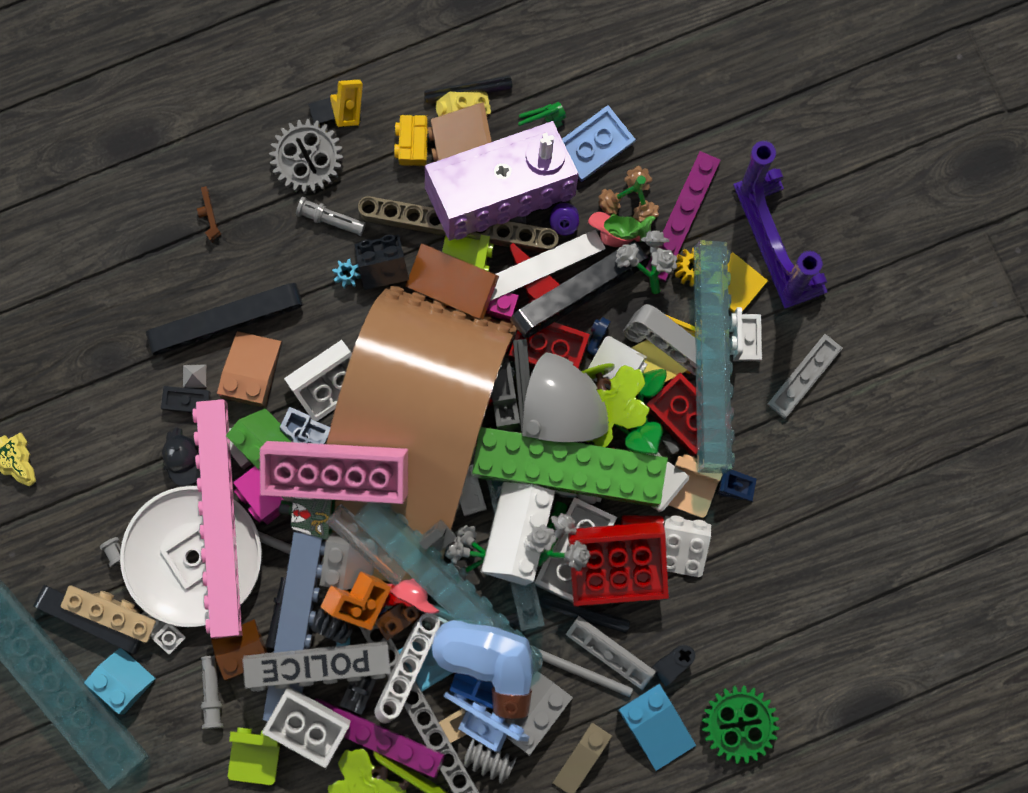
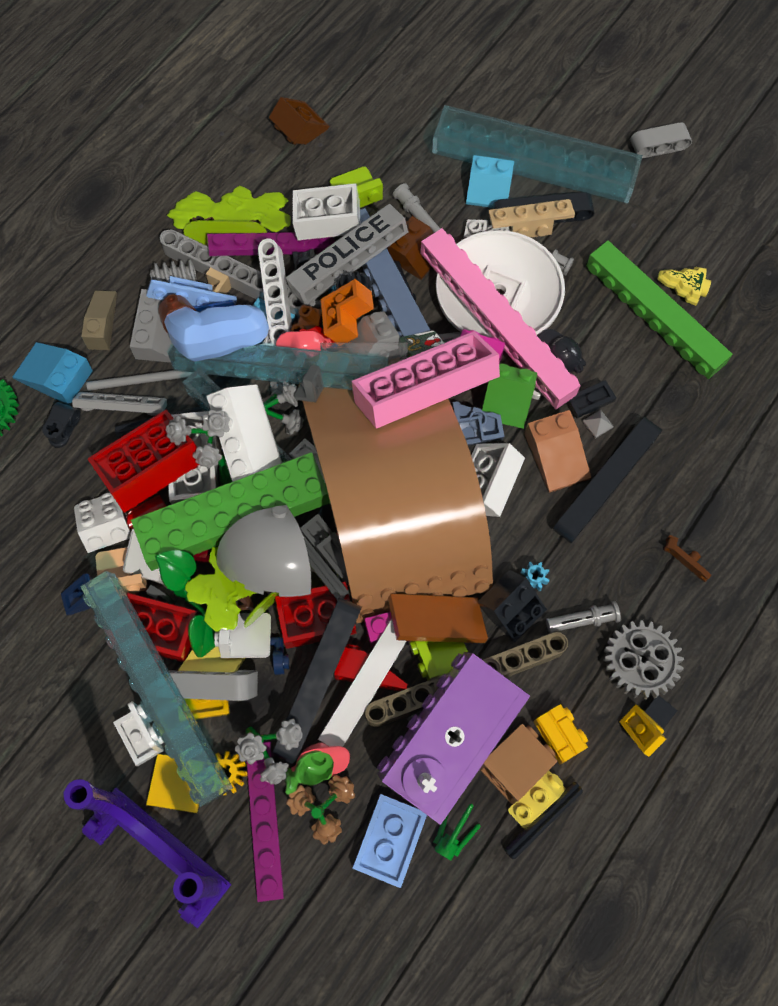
camera: 145 degrees right, 10 degrees down
(60, 449) = (658, 310): none -> bright green brick
(564, 219) = (373, 742): dark purple head -> none
(804, 376) = (65, 735): light grey tile -> none

